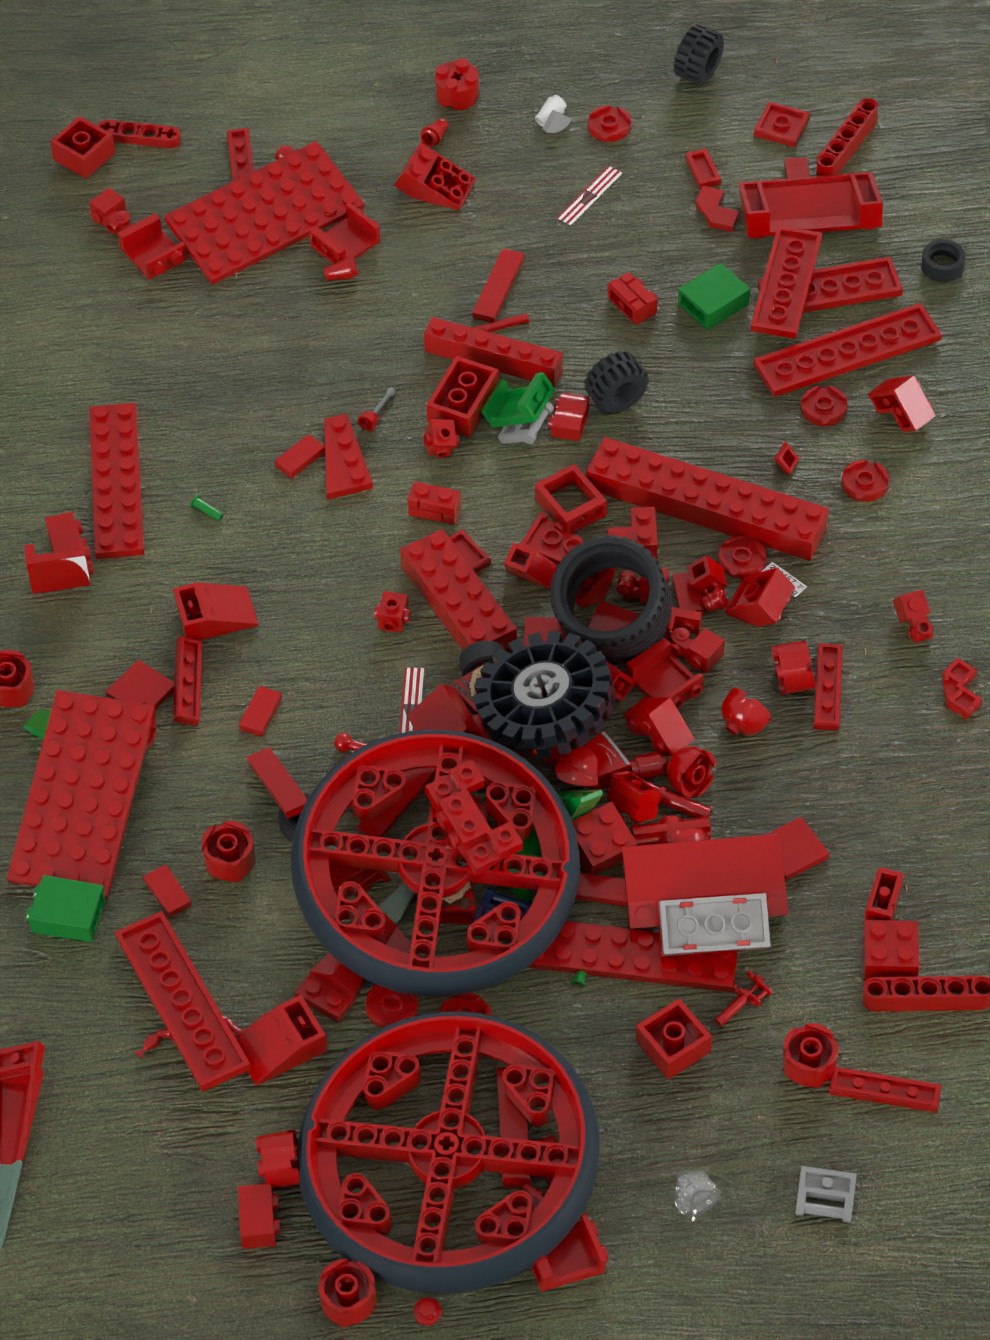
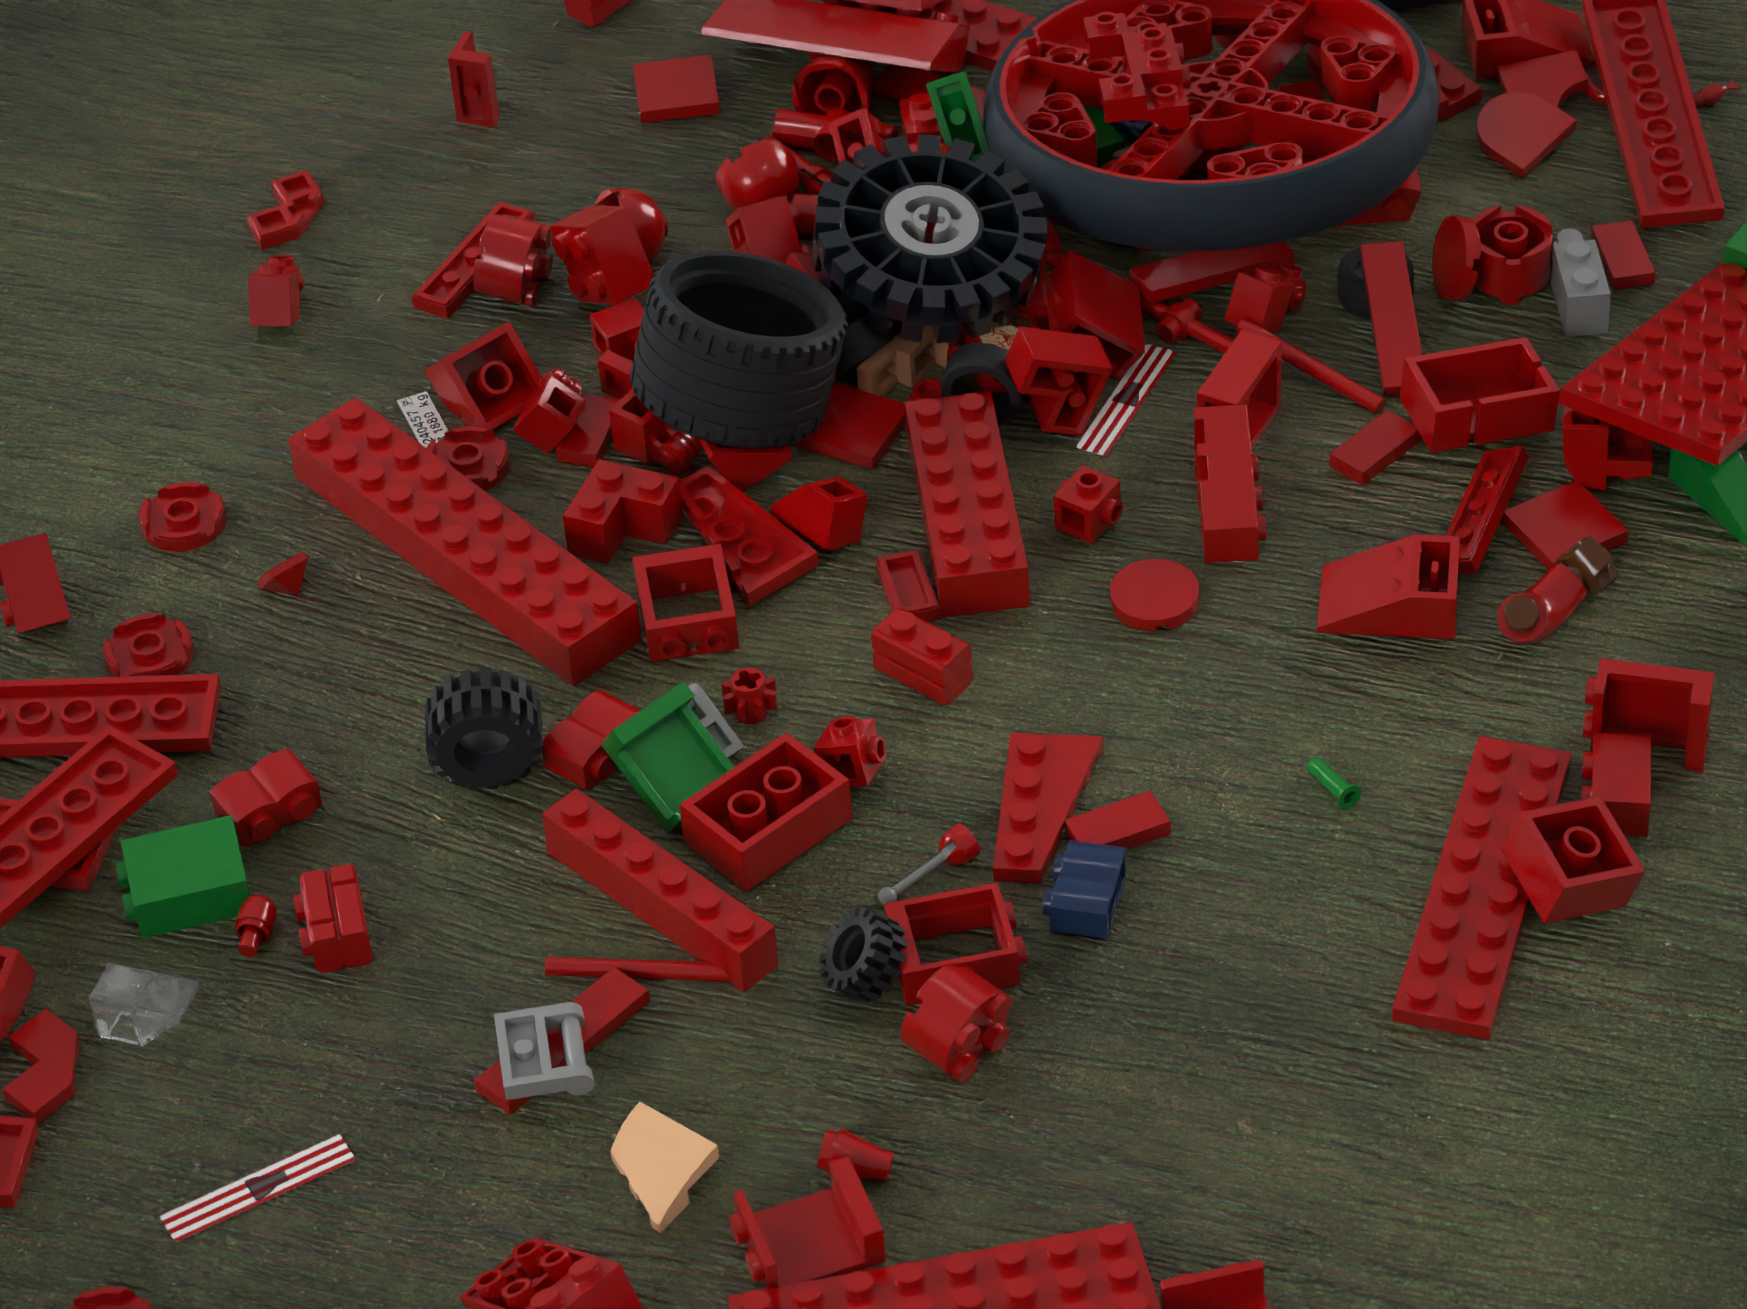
camera: 155 degrees left, 10 degrees down
(72, 476) = (1572, 859): none -> red brick
(135, 628) = (1553, 598): none -> piece
(182, 846) = (1579, 285): none -> light grey brick
(205, 745) = (1479, 394): none -> red piece
(256, 830) = (1453, 258): none -> red tile
(256, 961) = (1521, 130): none -> red tile
(256, 1001) = (1549, 76): none -> red tile
(297, 414) = (1086, 889): none -> dark blue brick
(309, 745) = (1319, 370): none -> red bar
(322, 324) = (957, 1021): none -> red brick
(323, 643) = (1226, 484): none -> red wedge
(338, 354) = (955, 913): none -> red window
(338, 585) = (1154, 594): none -> red tile
(338, 691) = (1249, 376): none -> red window
(379, 340) = (863, 954): none -> black tyre
(423, 245) = (661, 1162): none -> light nougat slope
(439, 658) = (1060, 374): none -> red brick
(502, 257) = (526, 1052): none -> light grey plate
(509, 460) = (749, 695): none -> red gear
(668, 289) = (255, 923): none -> red cylinder
(687, 232) = (139, 1003): none -> clear slope
(705, 342) = (266, 796): none -> red brick
(738, 666) = (602, 254): none -> red brick
(905, 784) = (473, 84): none -> red panel

